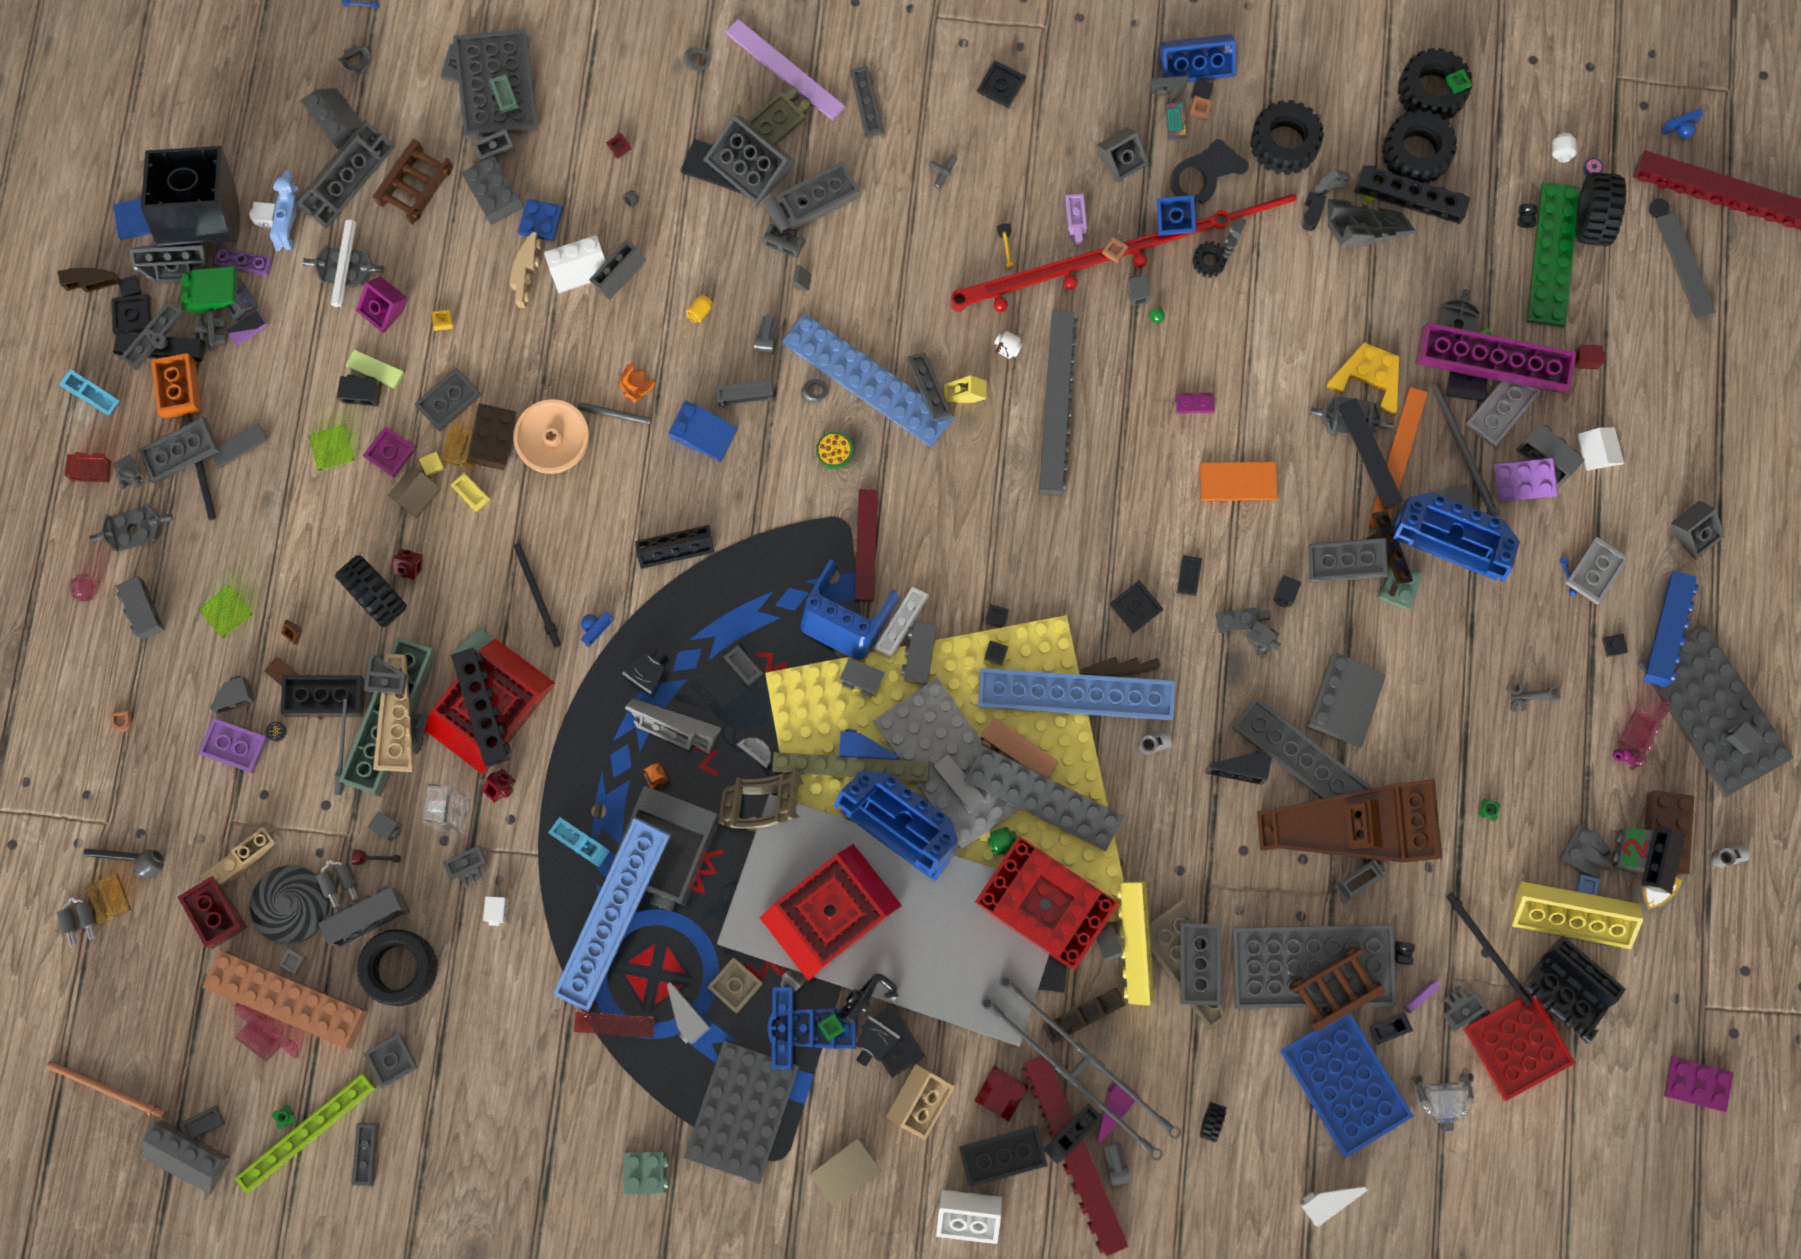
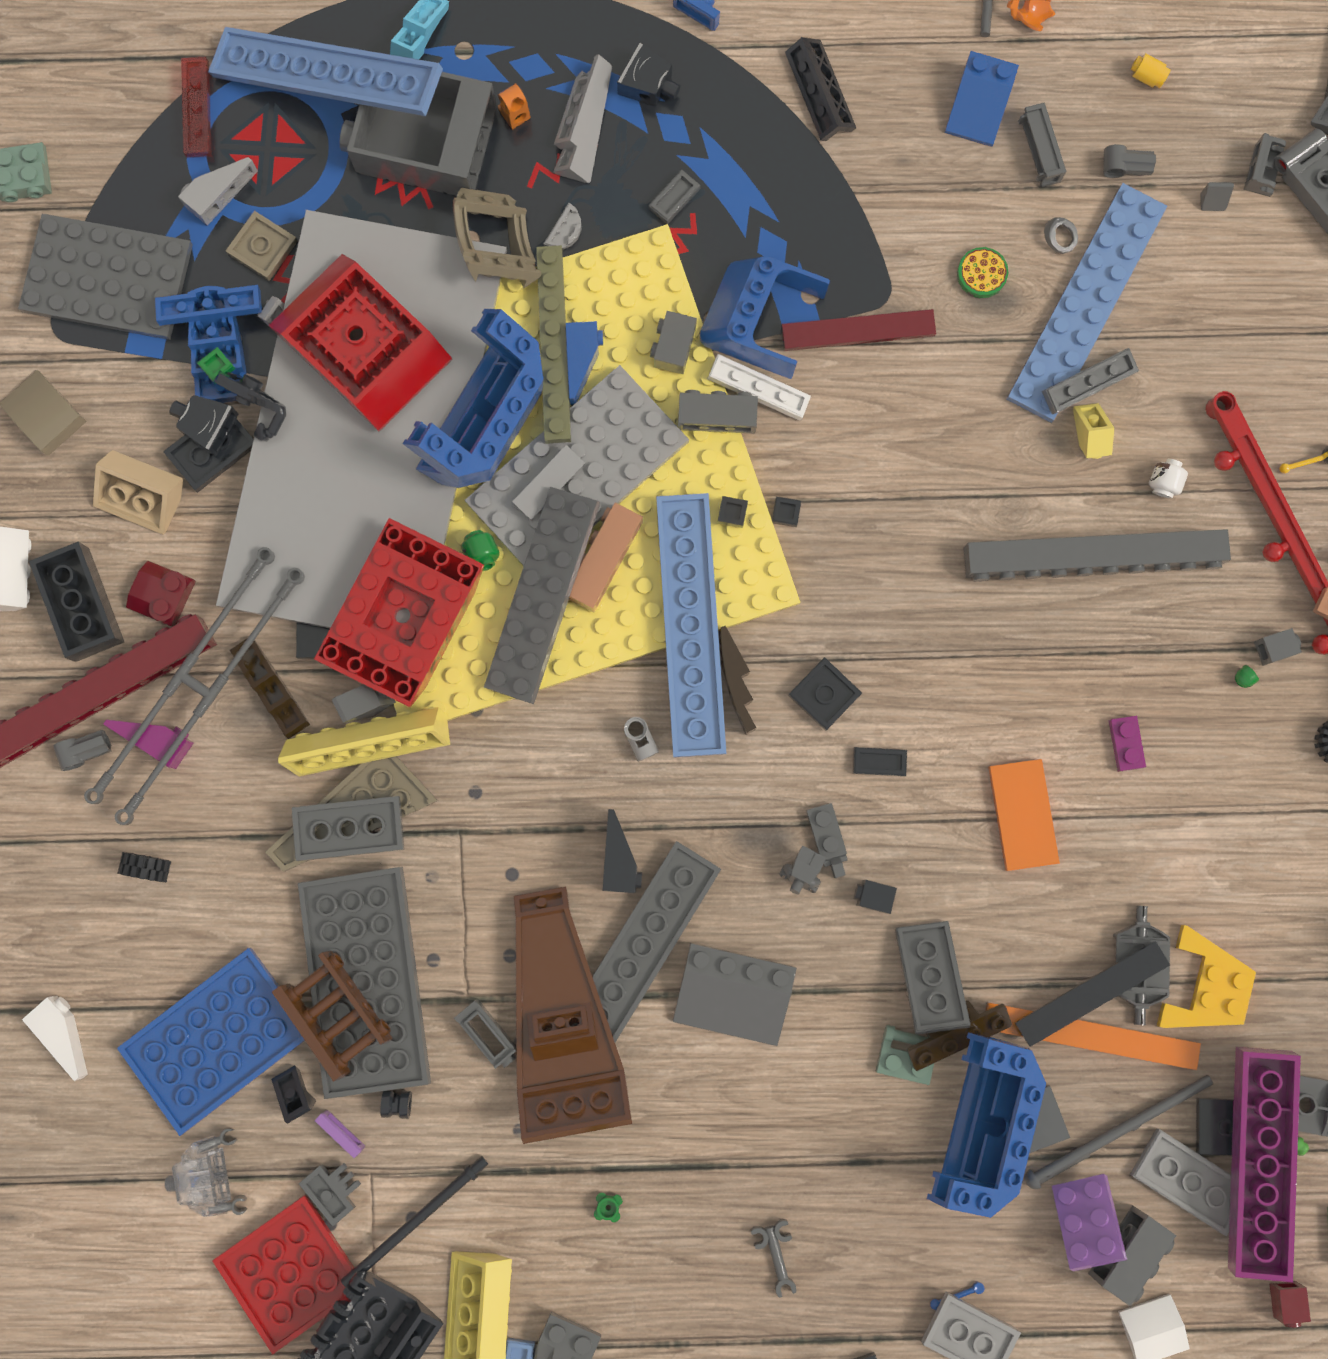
camera: 75 degrees right, 5 degrees up
(1072, 1133) = (107, 684): black slope -> none

